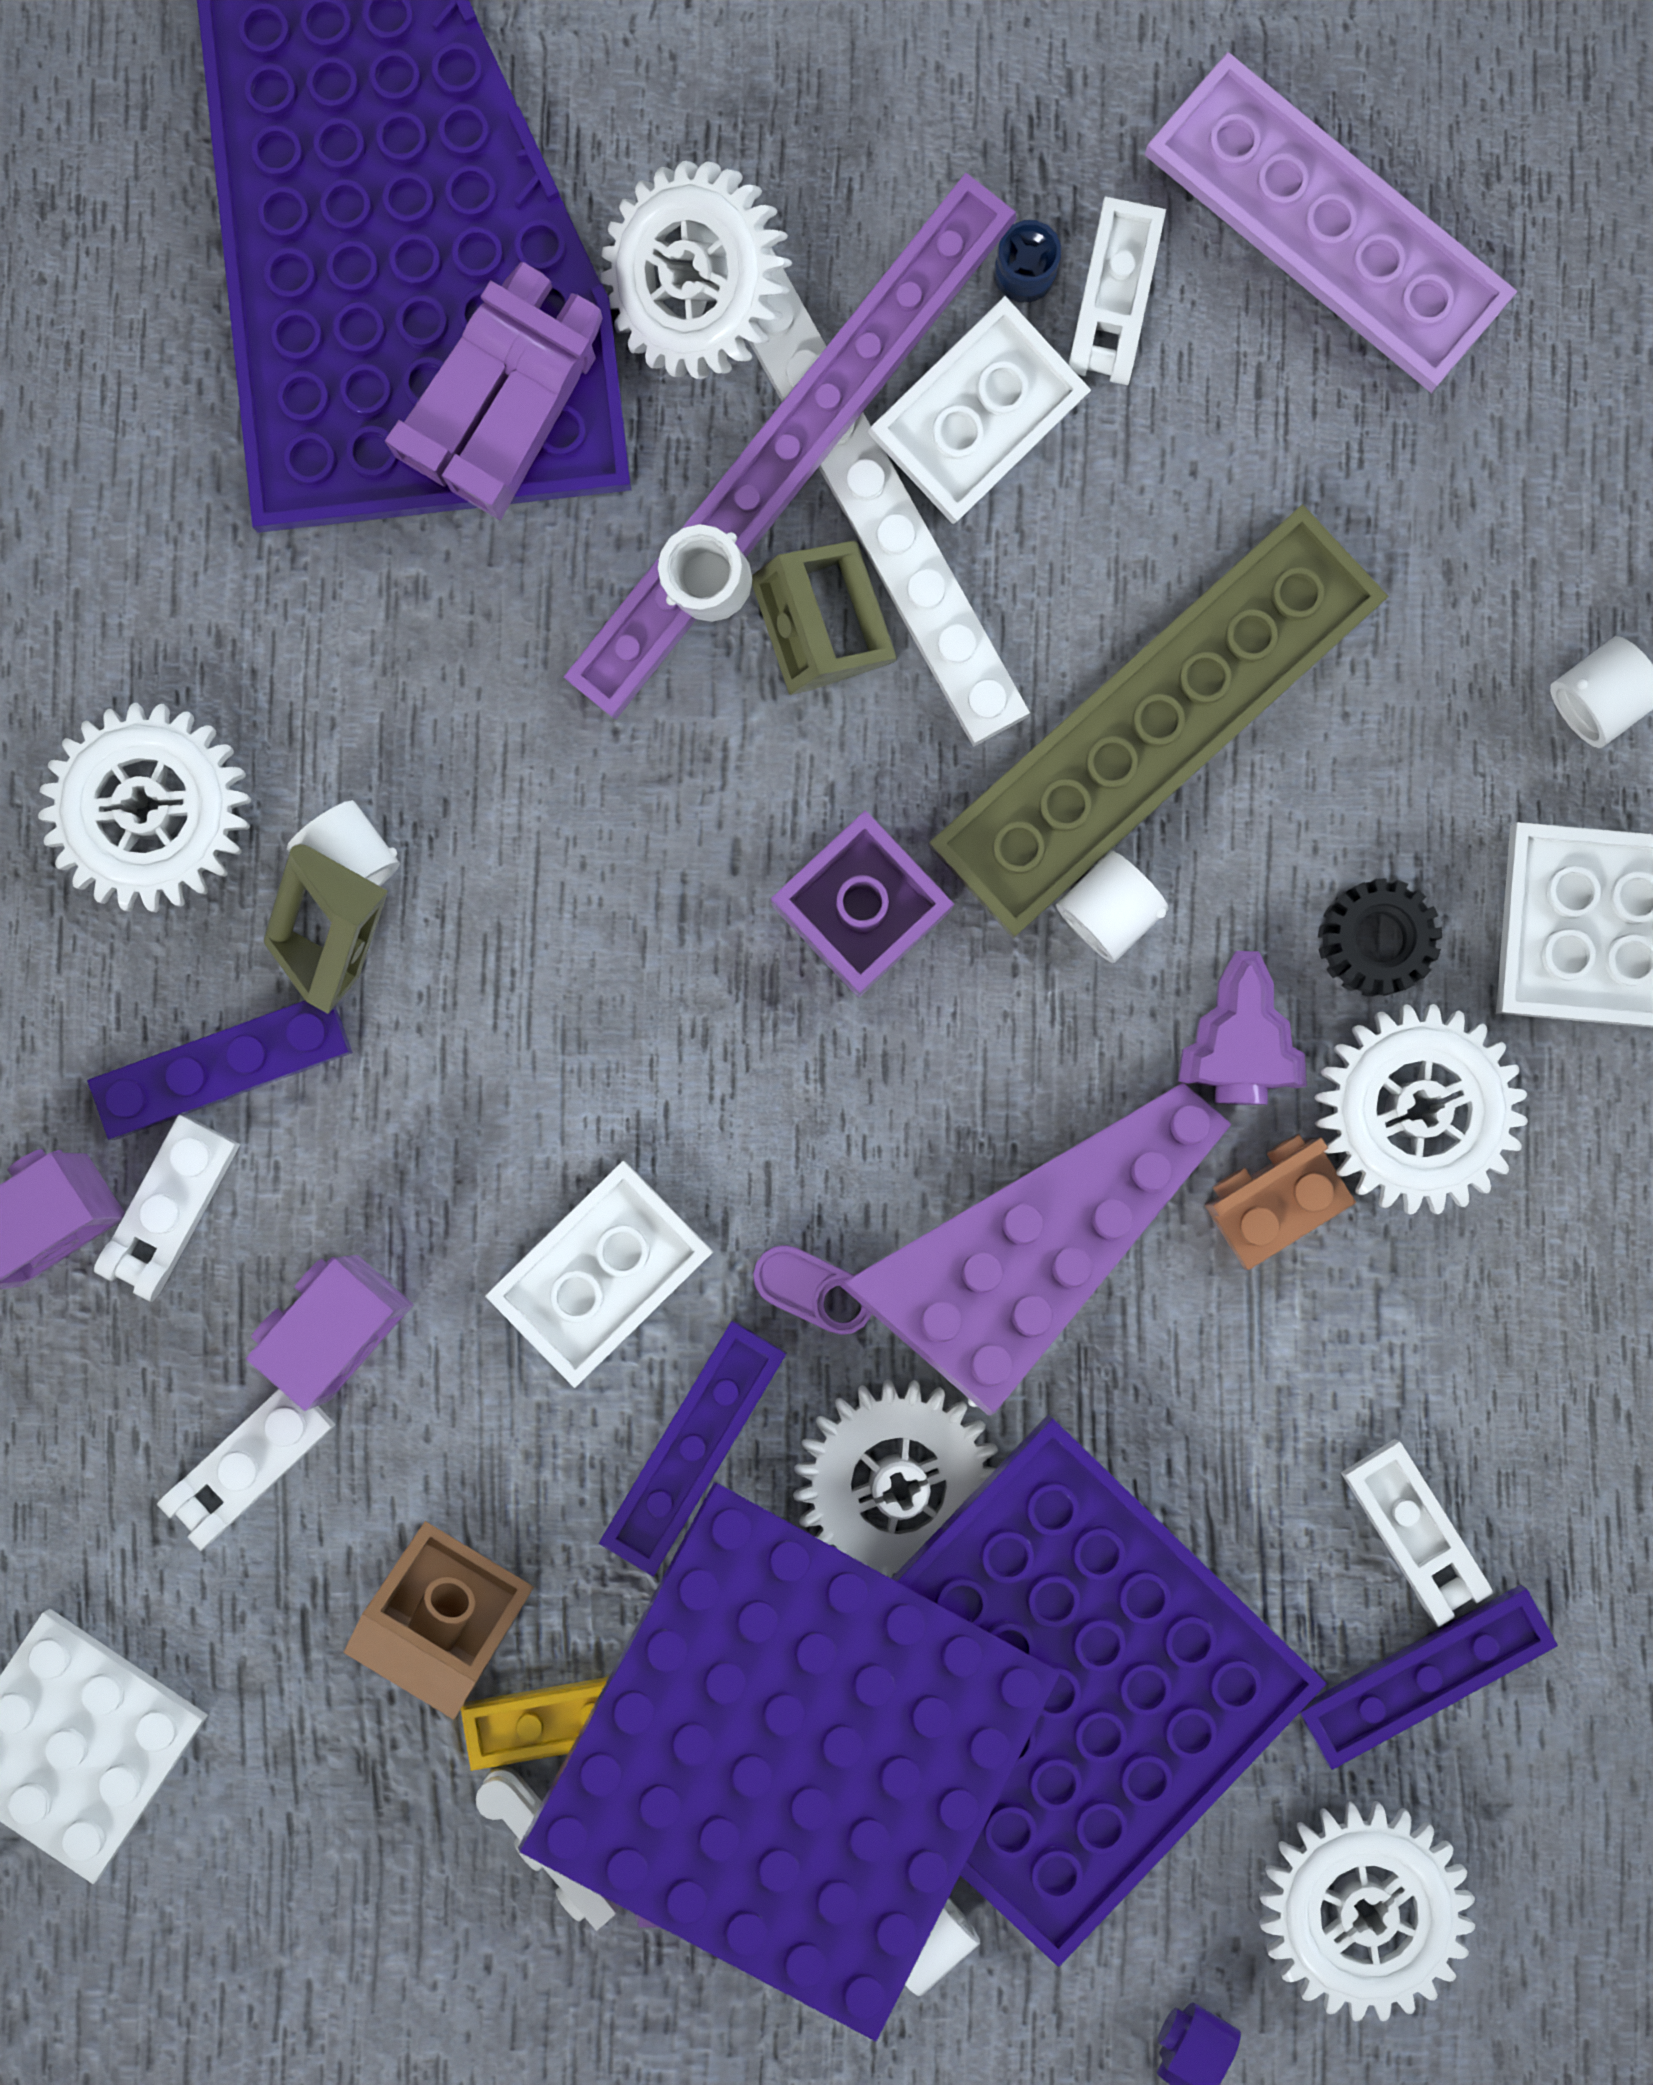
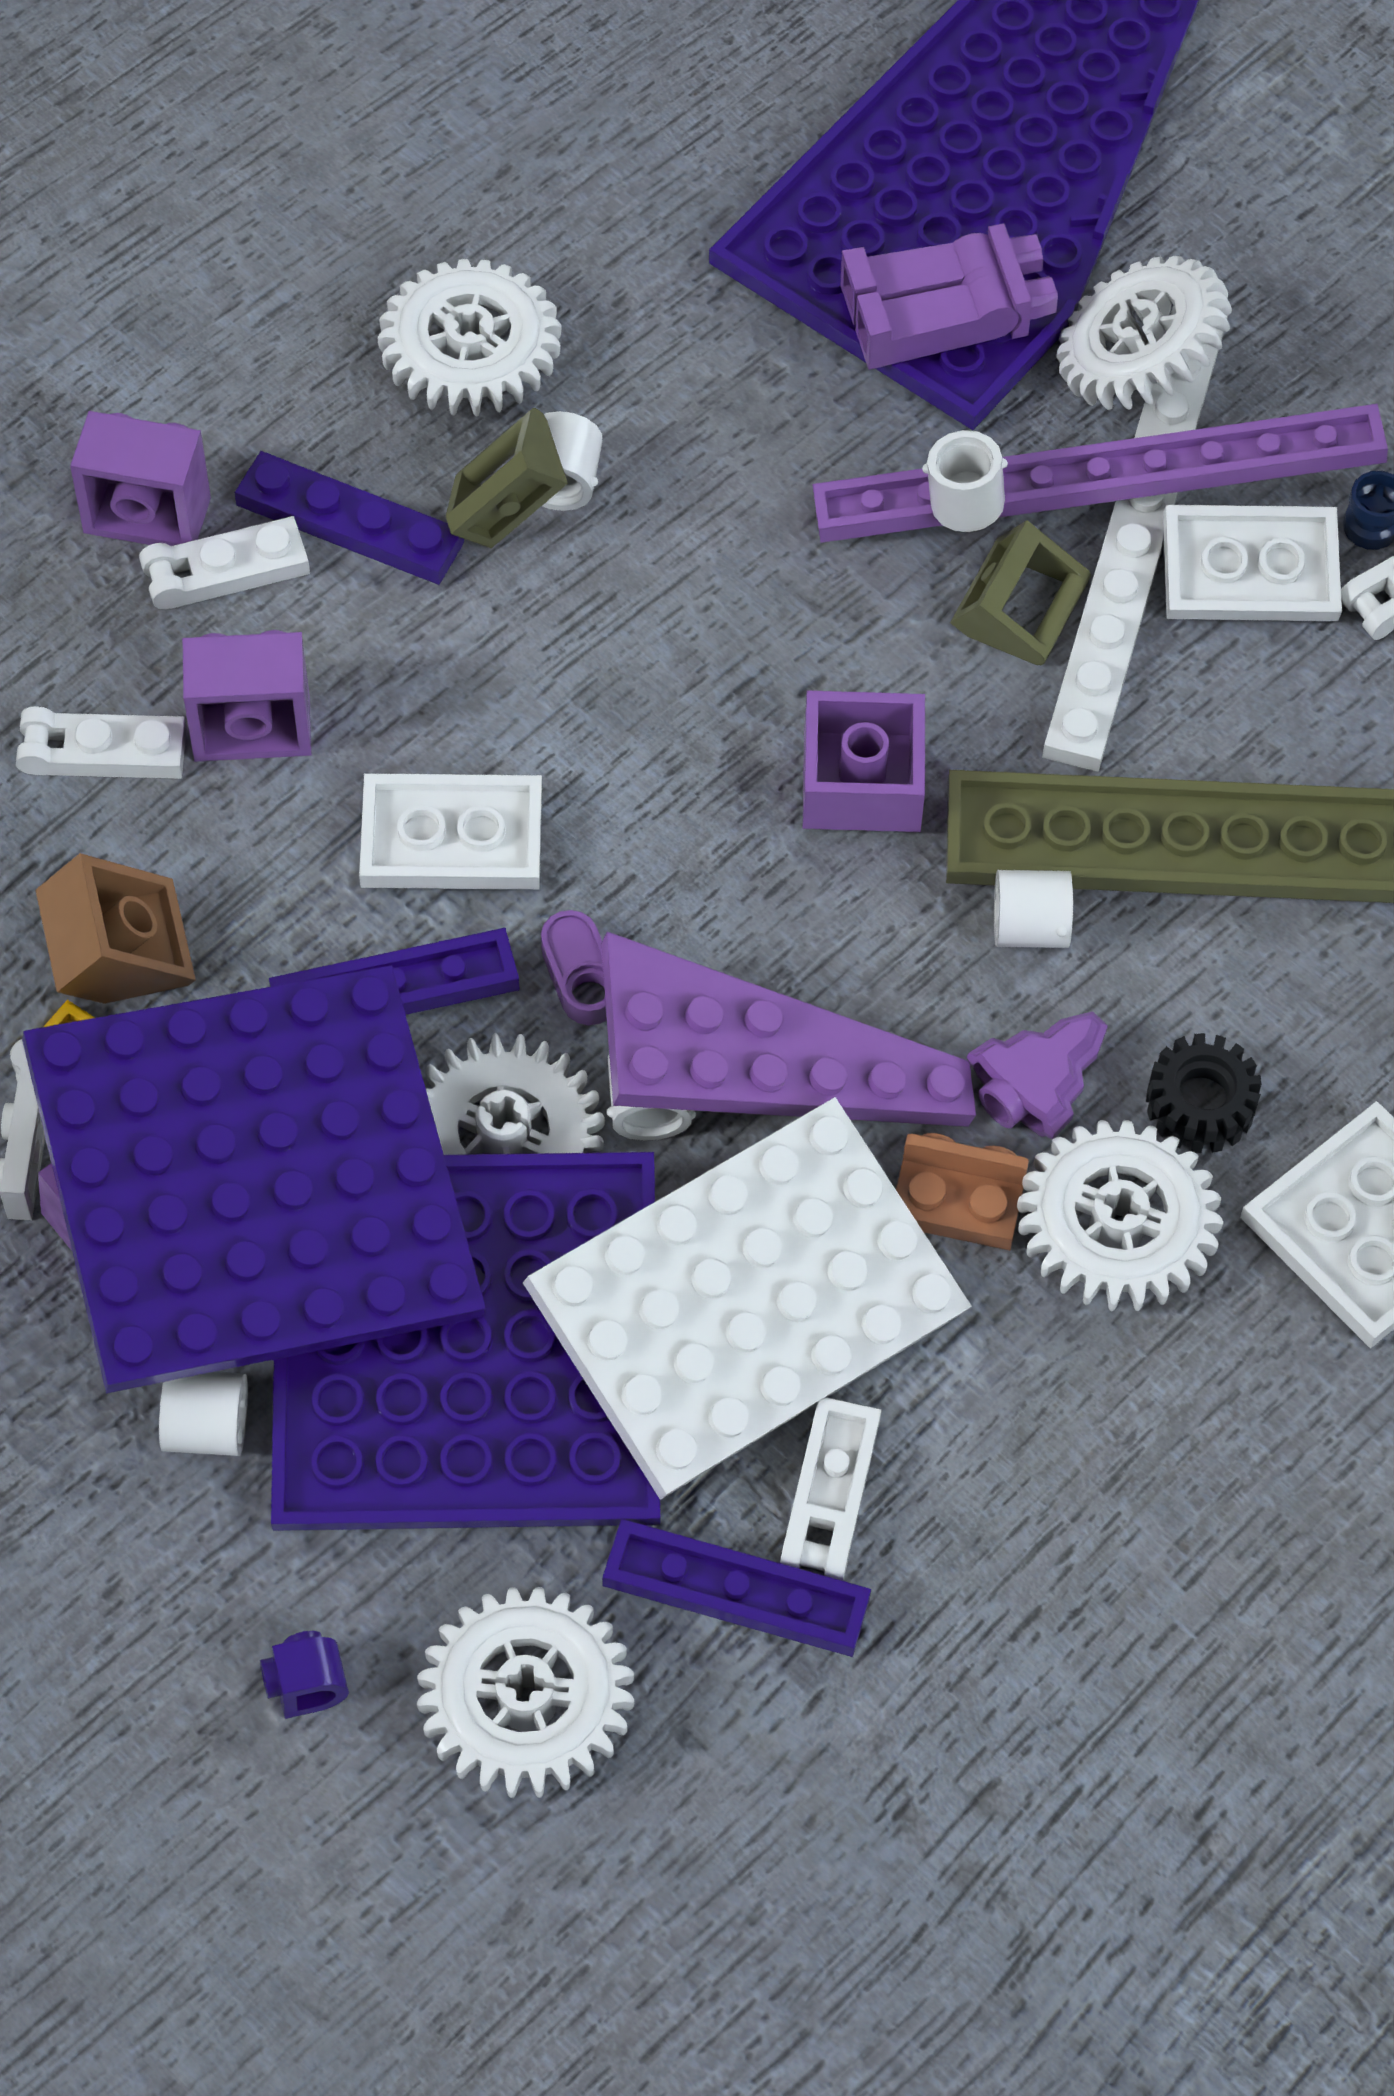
camera: 45 degrees right, 25 degrees down
(1227, 1459) = (746, 1296): none -> white plate

